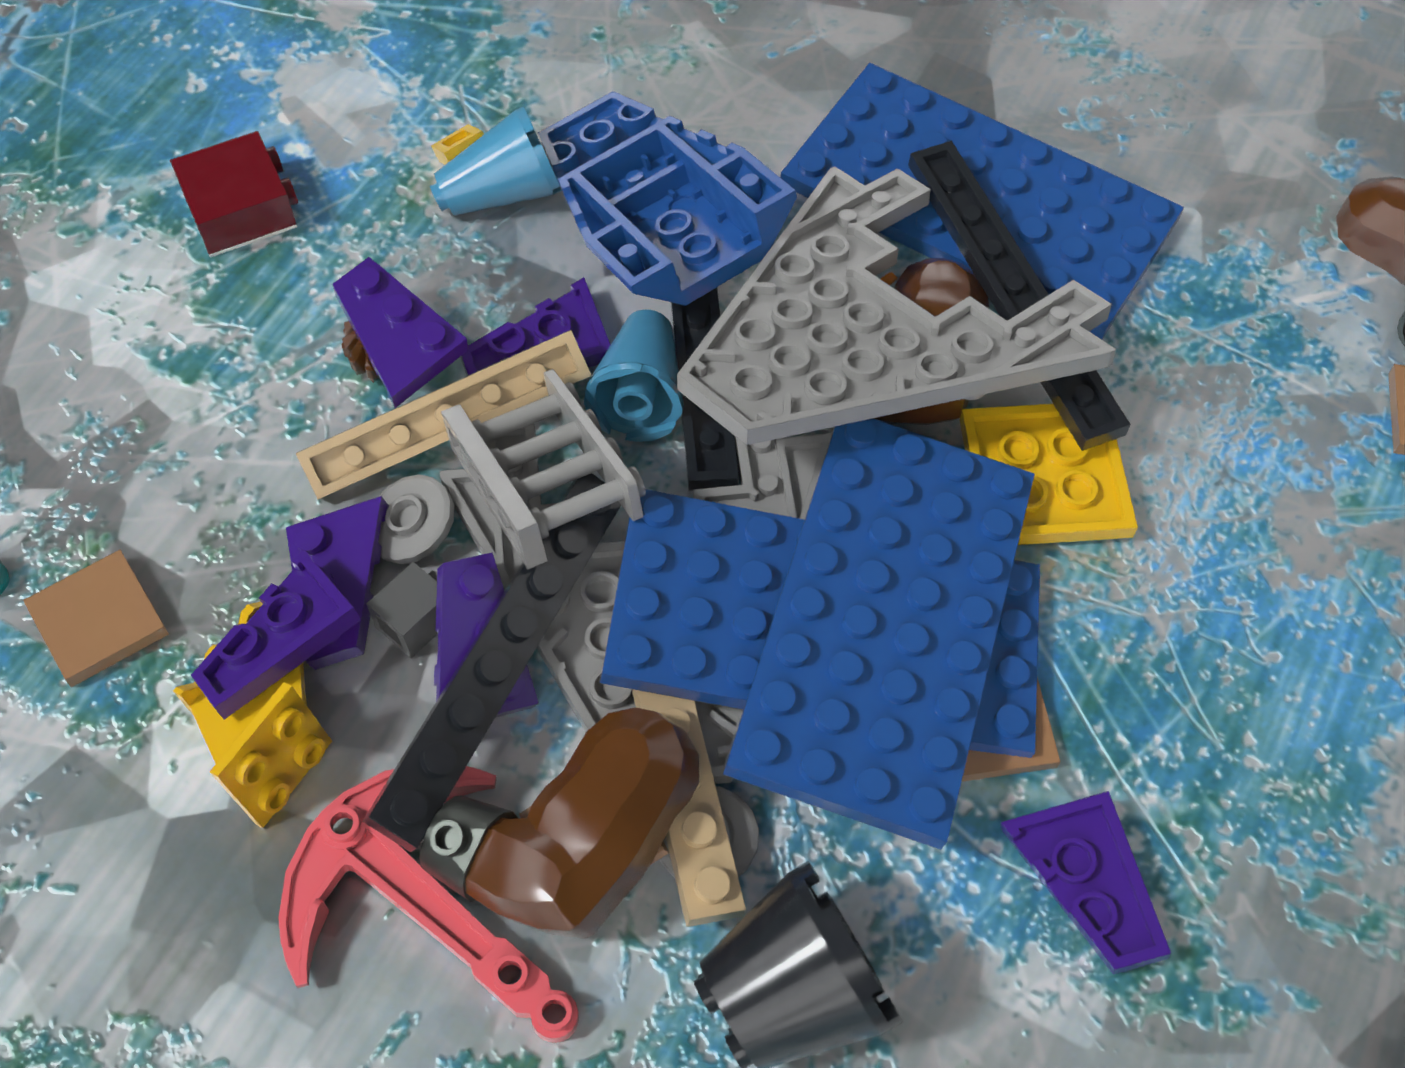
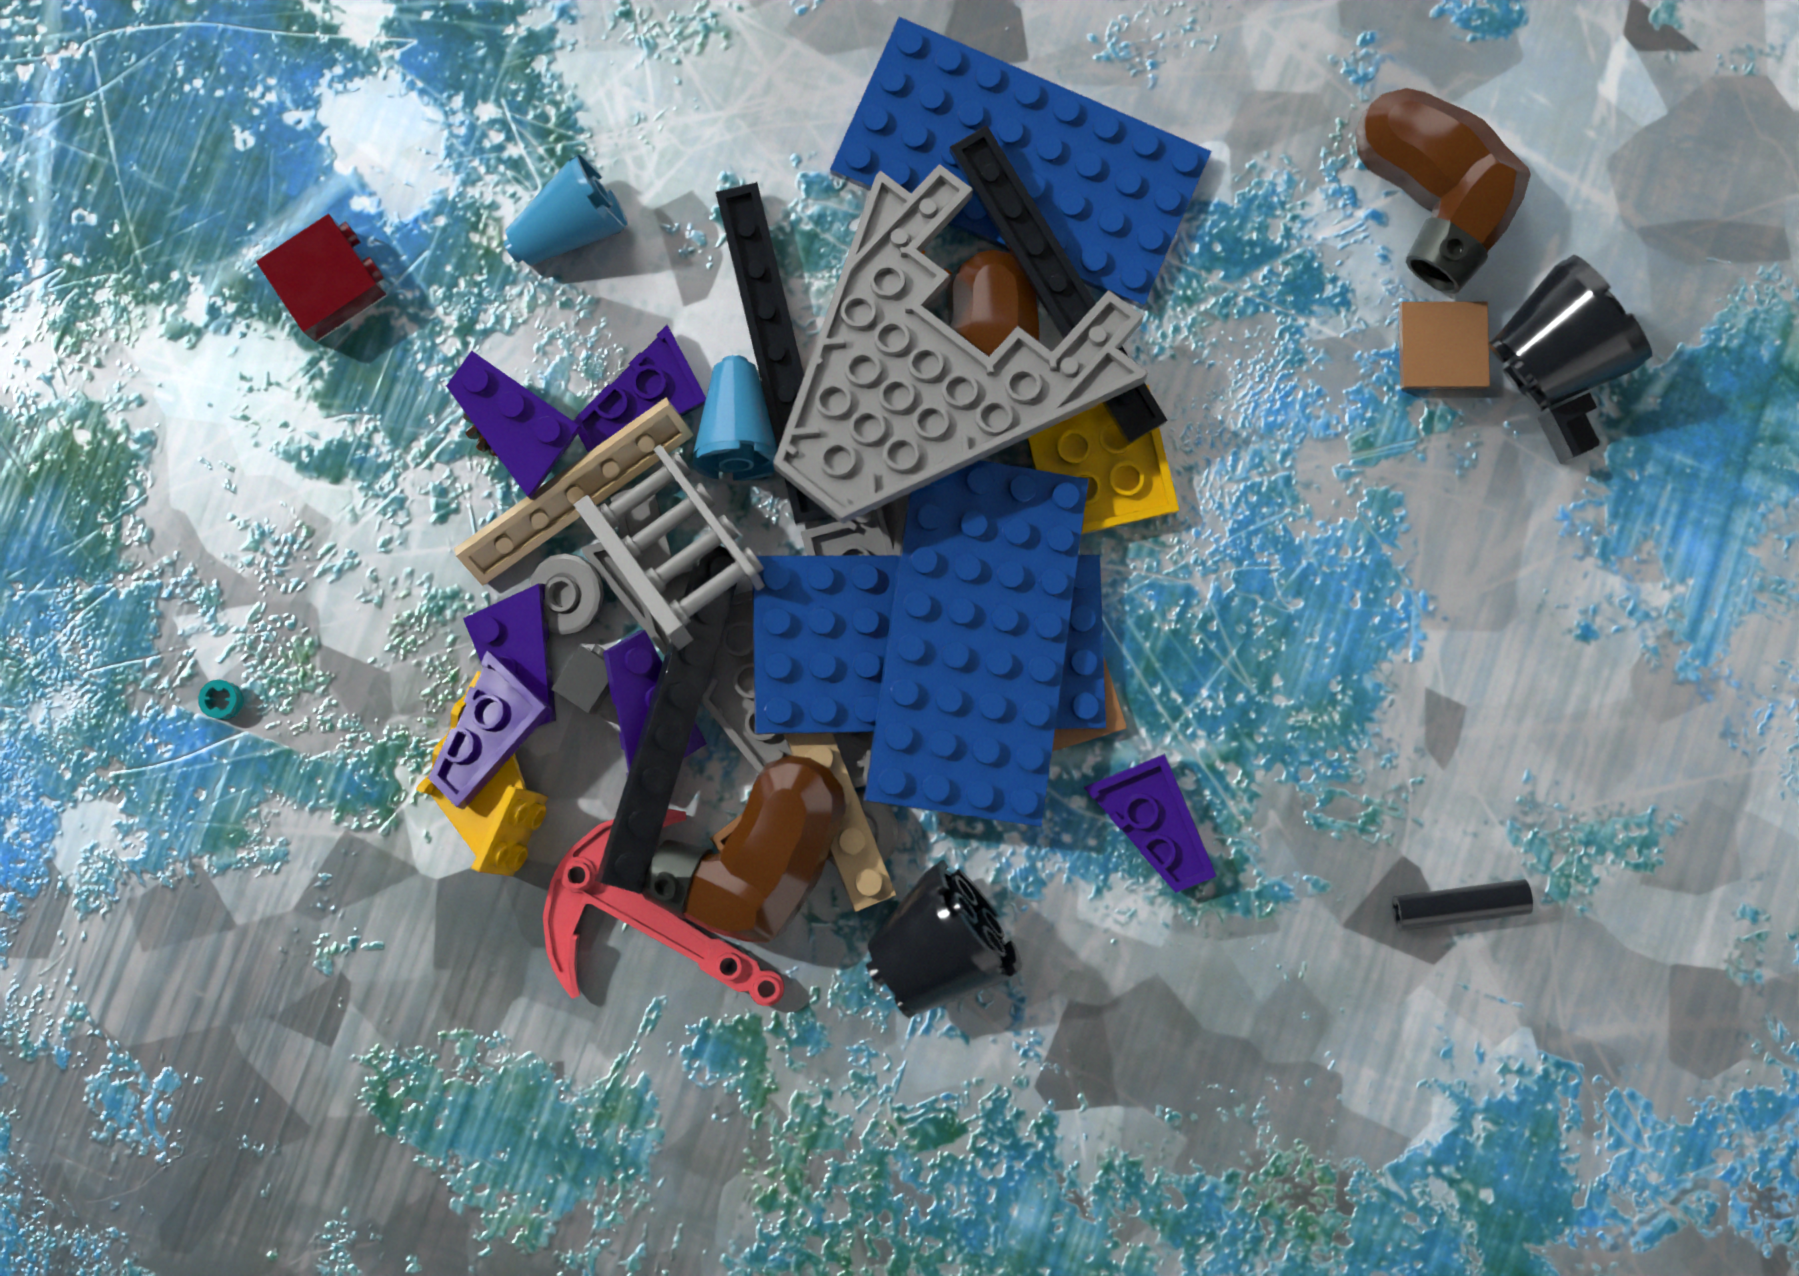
camera: 10 degrees left, 25 degrees up
(95, 618) = (327, 722): medium nougat tile -> none
(455, 143) = (519, 186): yellow plate -> none
(664, 202) = (719, 239): blue wedge -> none

